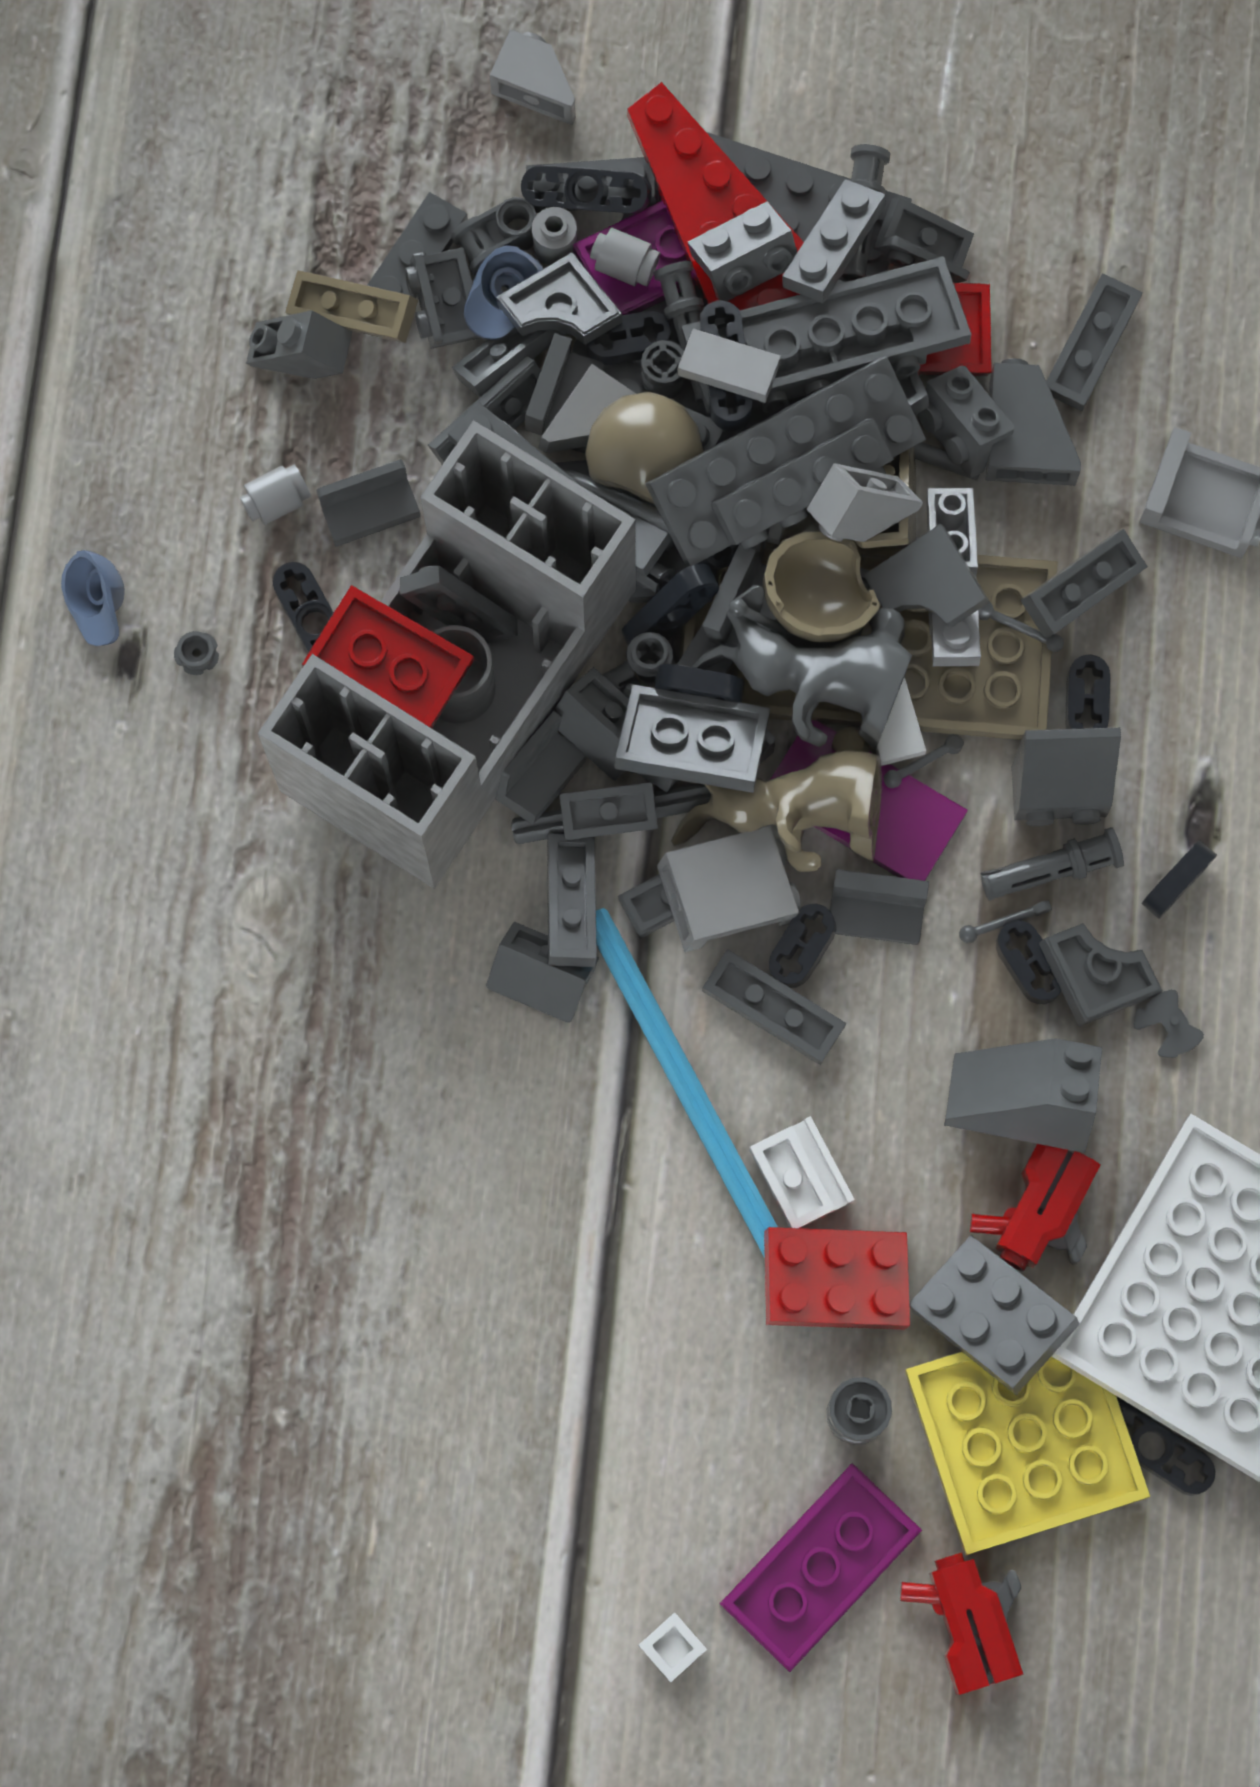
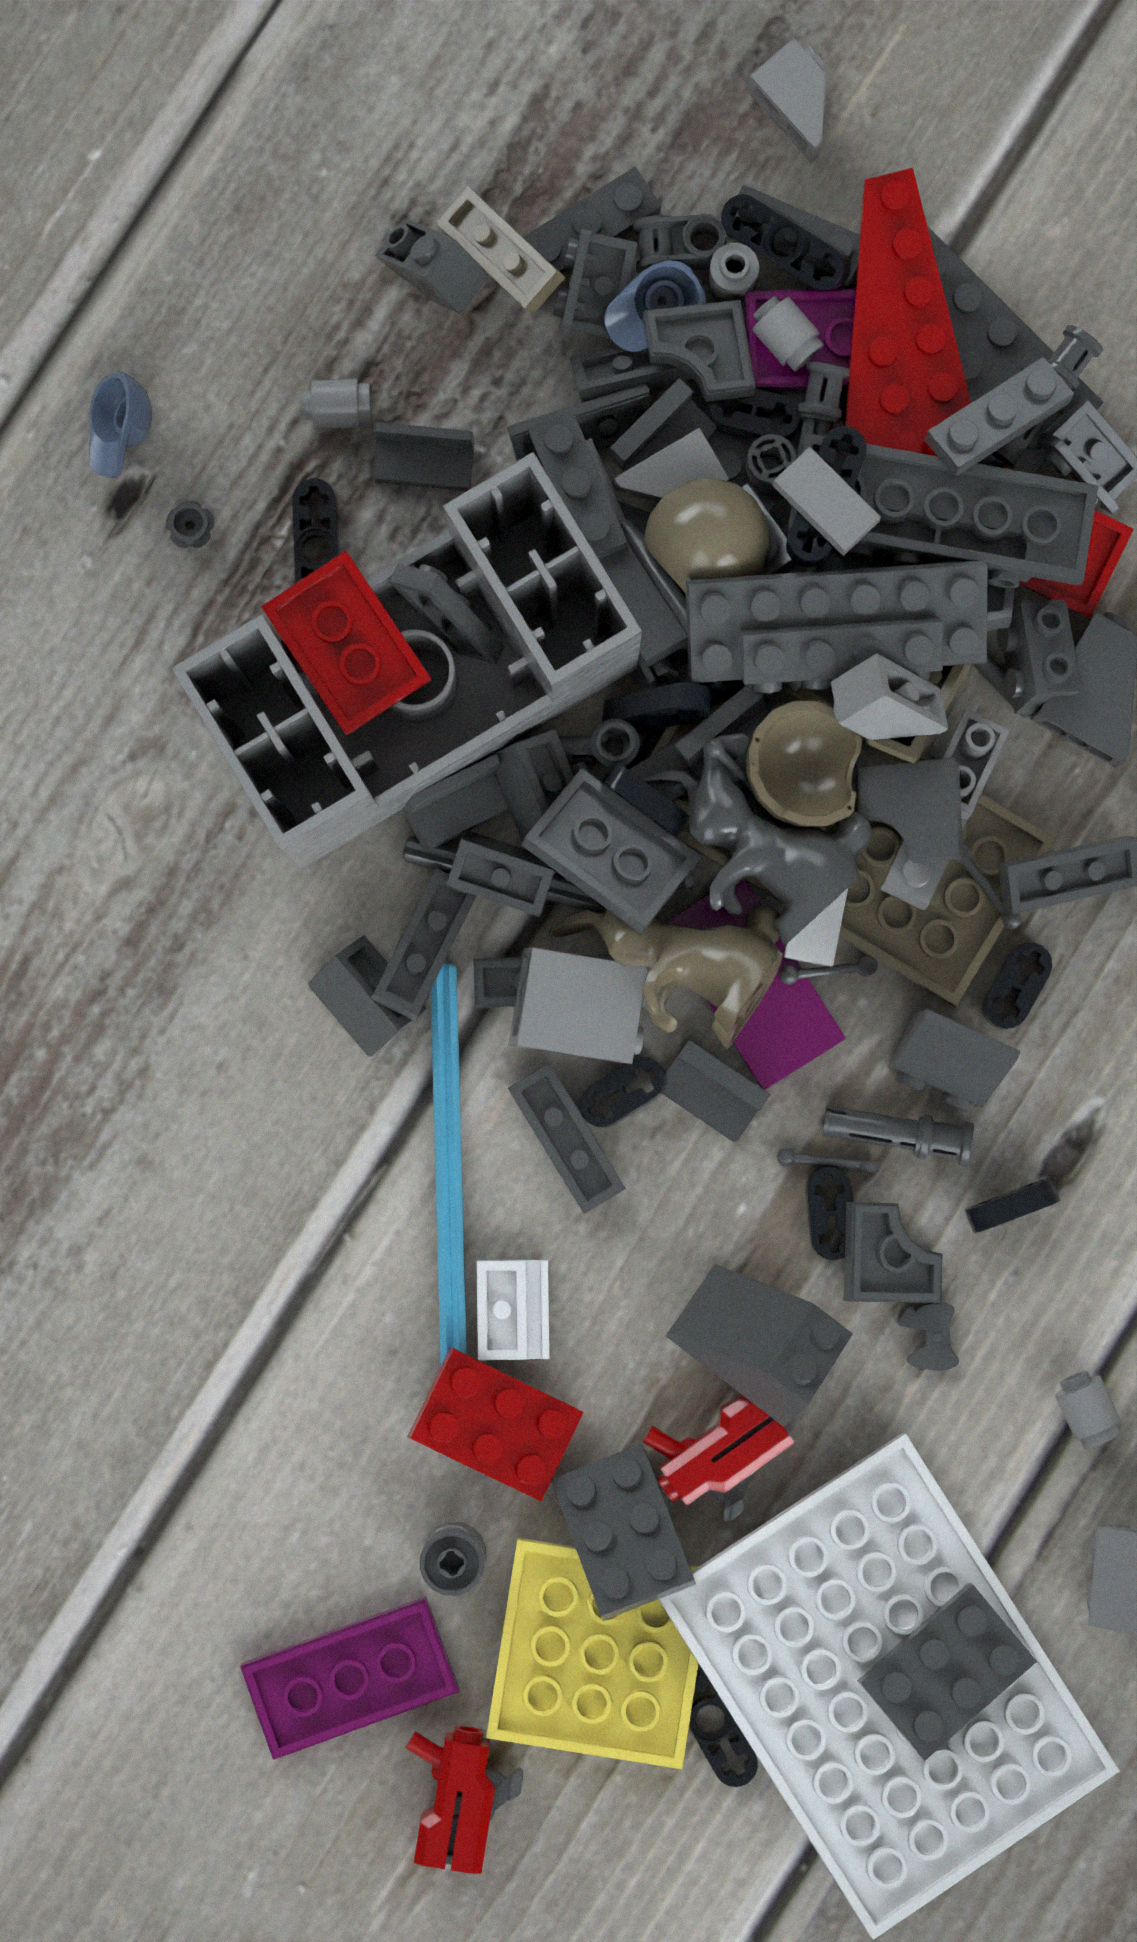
camera: 30 degrees right, 10 degrees up
(672, 1647) = (177, 1685): white plate -> none
(744, 251) = (905, 385): dark grey bracket -> none

